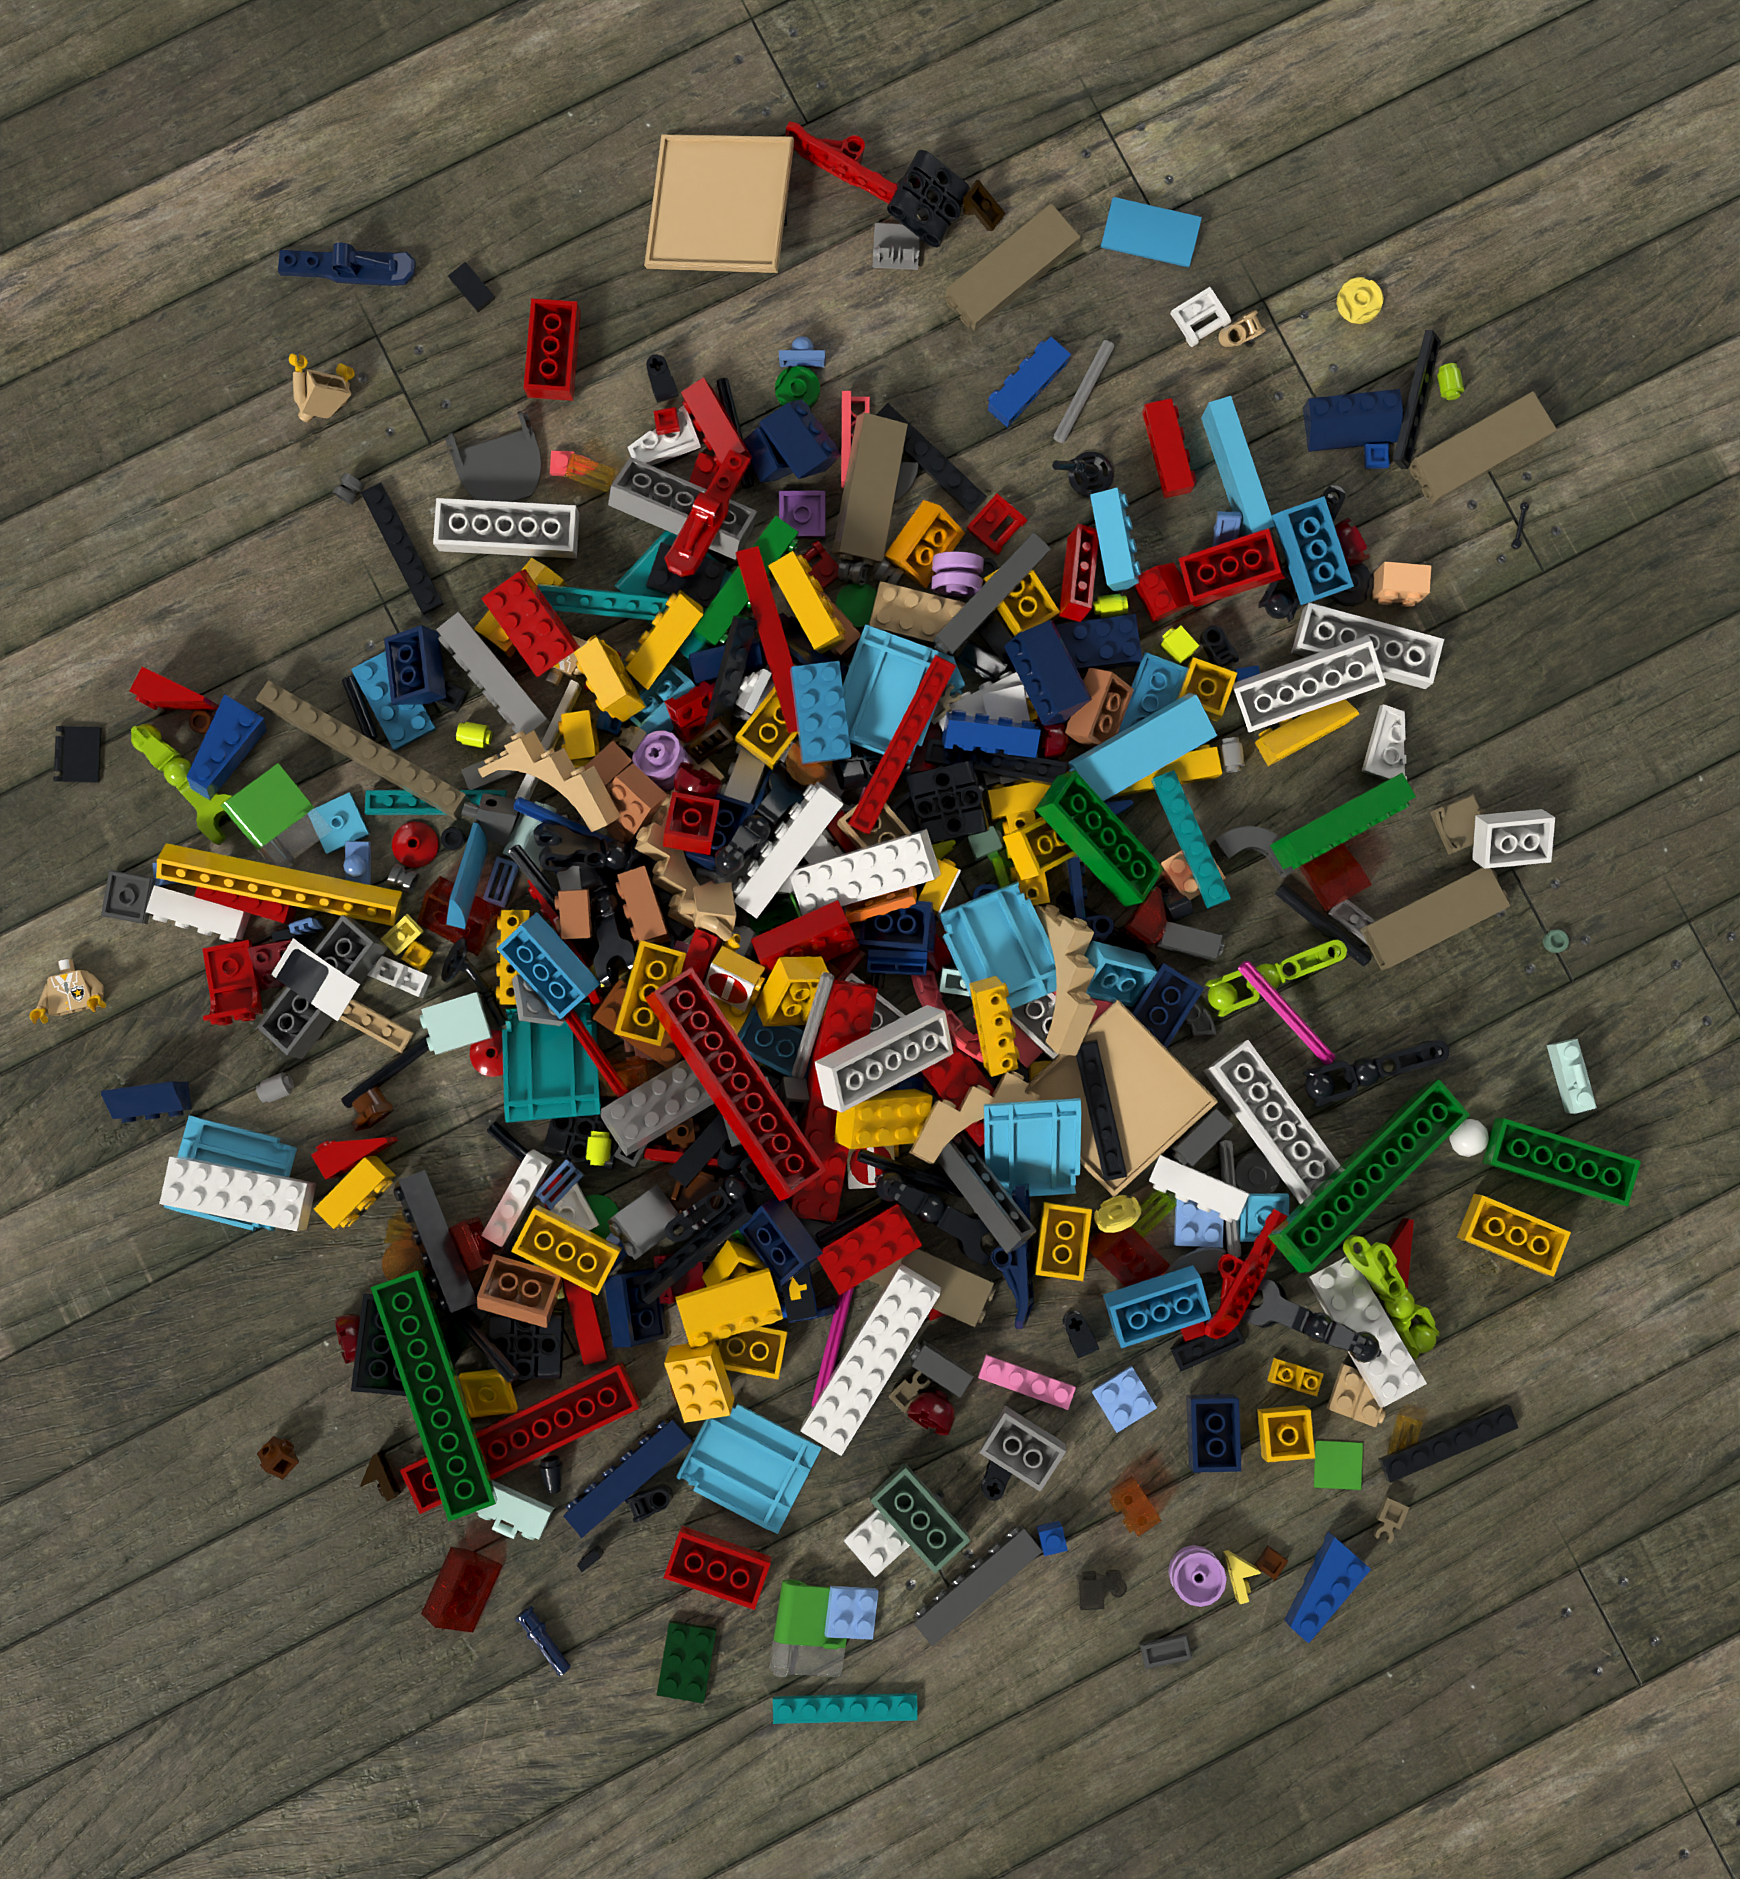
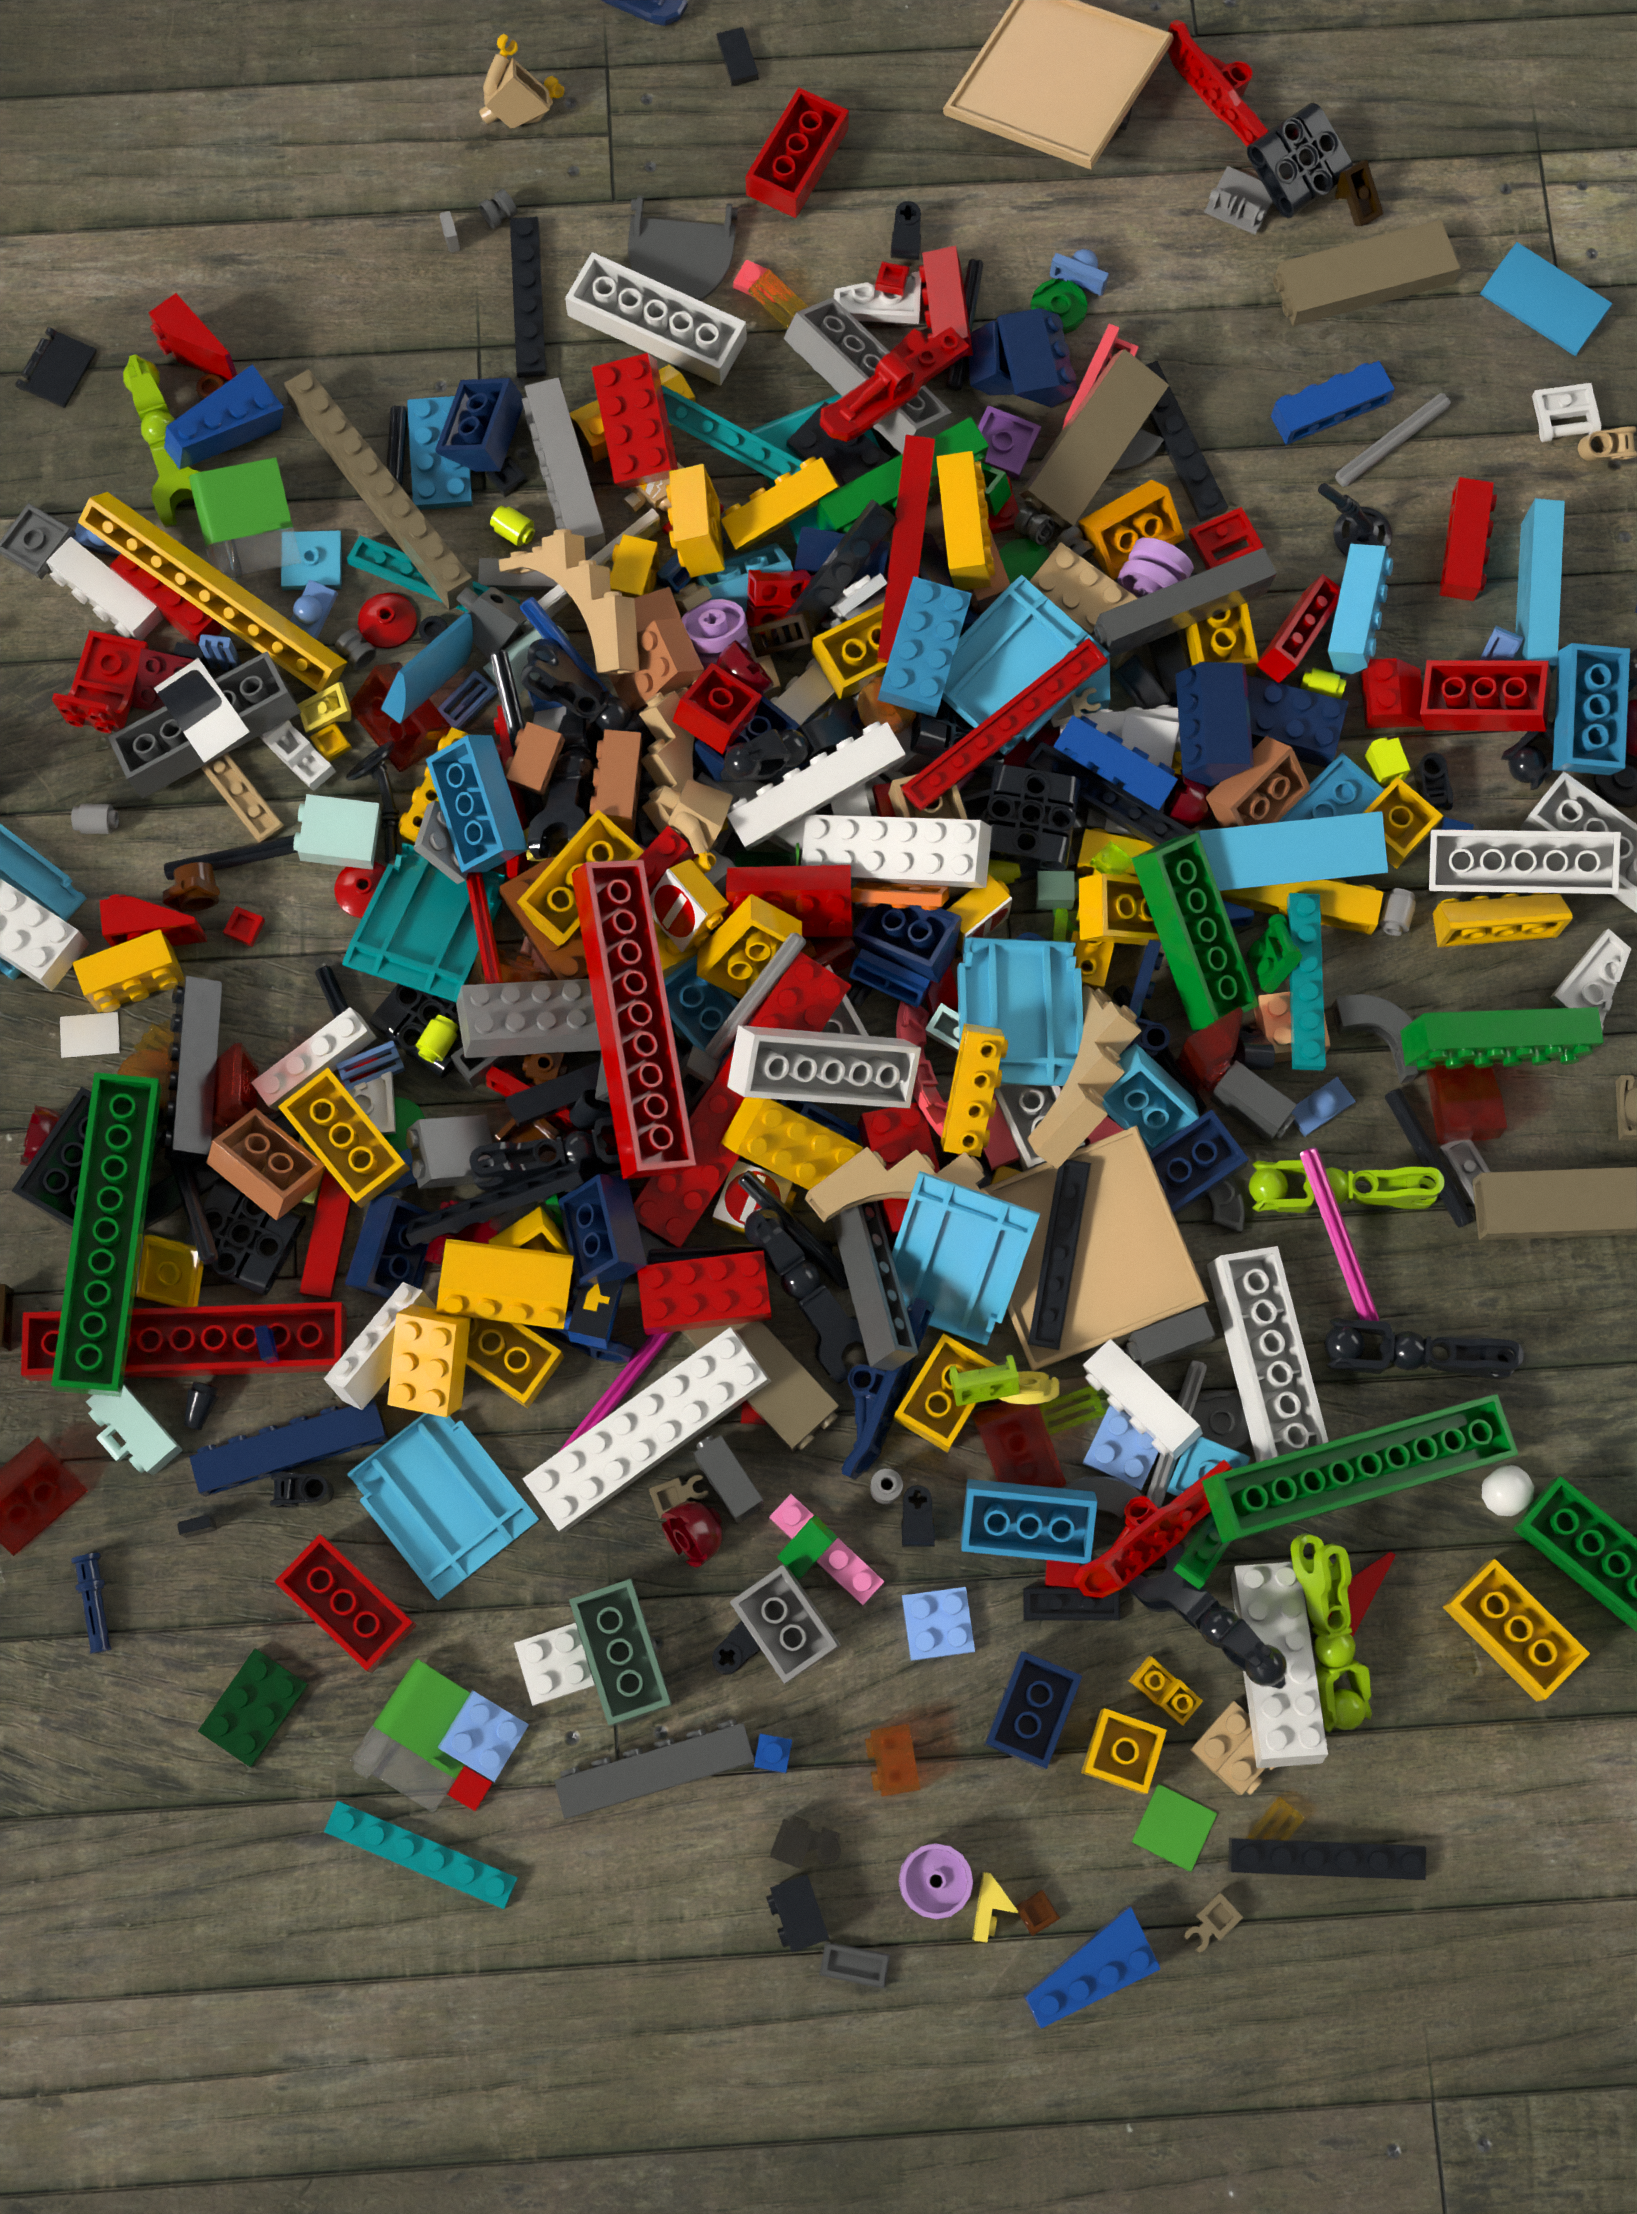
camera: 25 degrees right, 10 degrees down
(320, 522) = (449, 231): none -> light grey tile
(347, 1245) = (89, 1034): none -> white sticker
(420, 1119) = (244, 926): none -> red tile
(582, 1420) = (266, 1344): none -> clear blue tile
(656, 1393) = (369, 1358): none -> white brick
(815, 557) = (997, 488): none -> green brick
(858, 1651) = (470, 1788): none -> red tile
(1014, 1389) = (807, 1547): none -> green tile
(1017, 808) = (1111, 860): none -> clear neon green tile
(1047, 1316) = (886, 1496): none -> light grey brick
(1089, 1228) = (985, 1383): none -> lime hinge
(1115, 1637) = (798, 1914): none -> black brick
(1155, 831) = (1268, 960): none -> green plate
(1235, 920) = (1322, 1106): none -> medium blue tile
(1284, 1281) = (1201, 1554): none -> green tile

